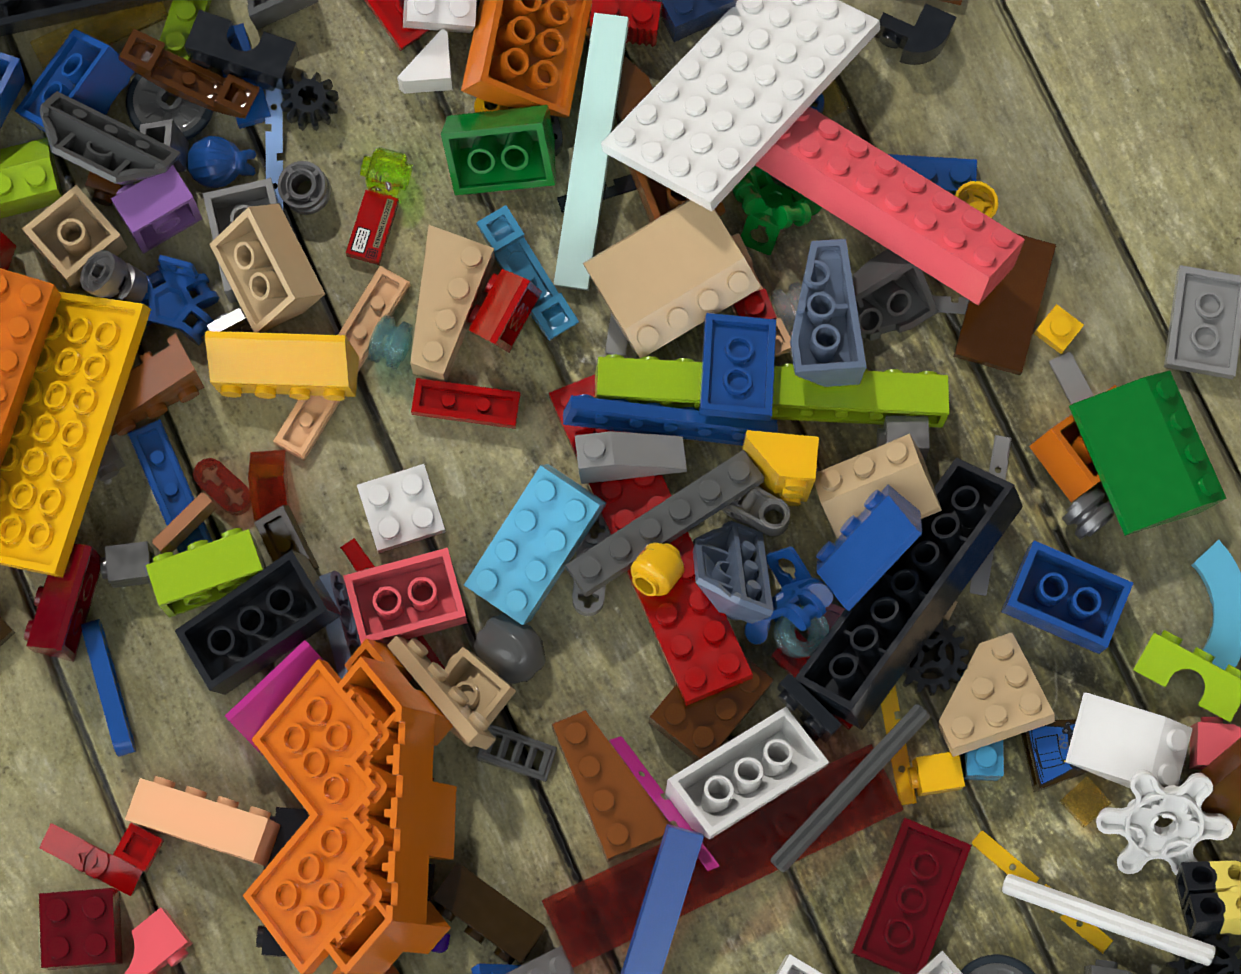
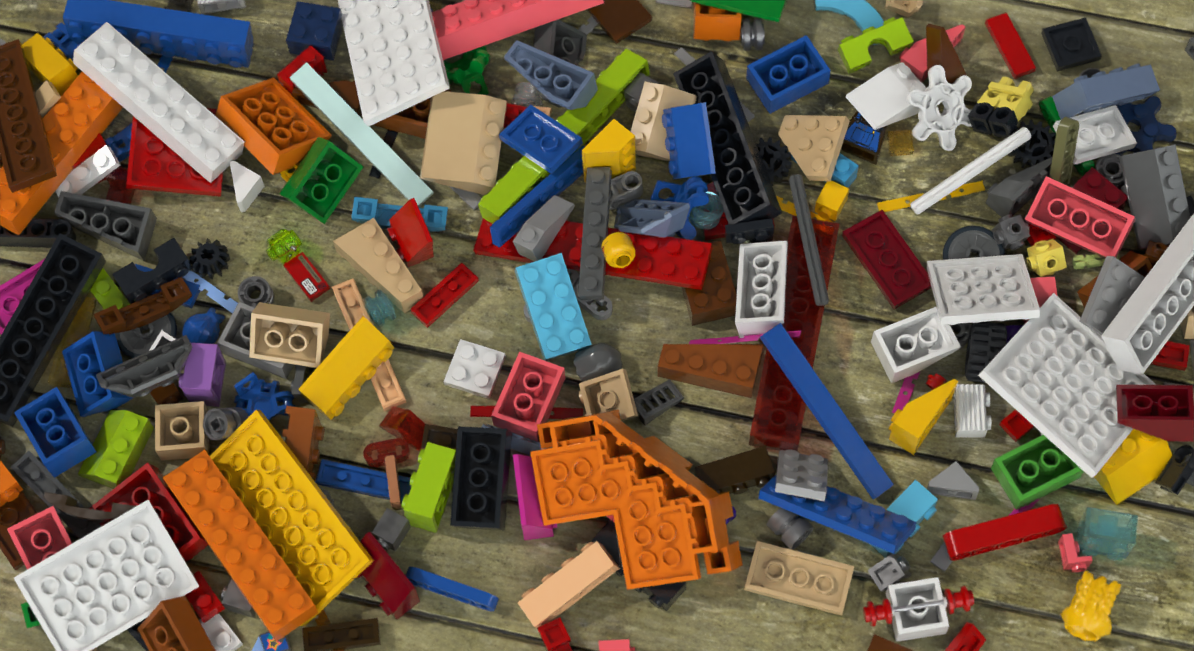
camera: 45 degrees left, 10 degrees down
(448, 699) = (586, 407): tan plate -> none

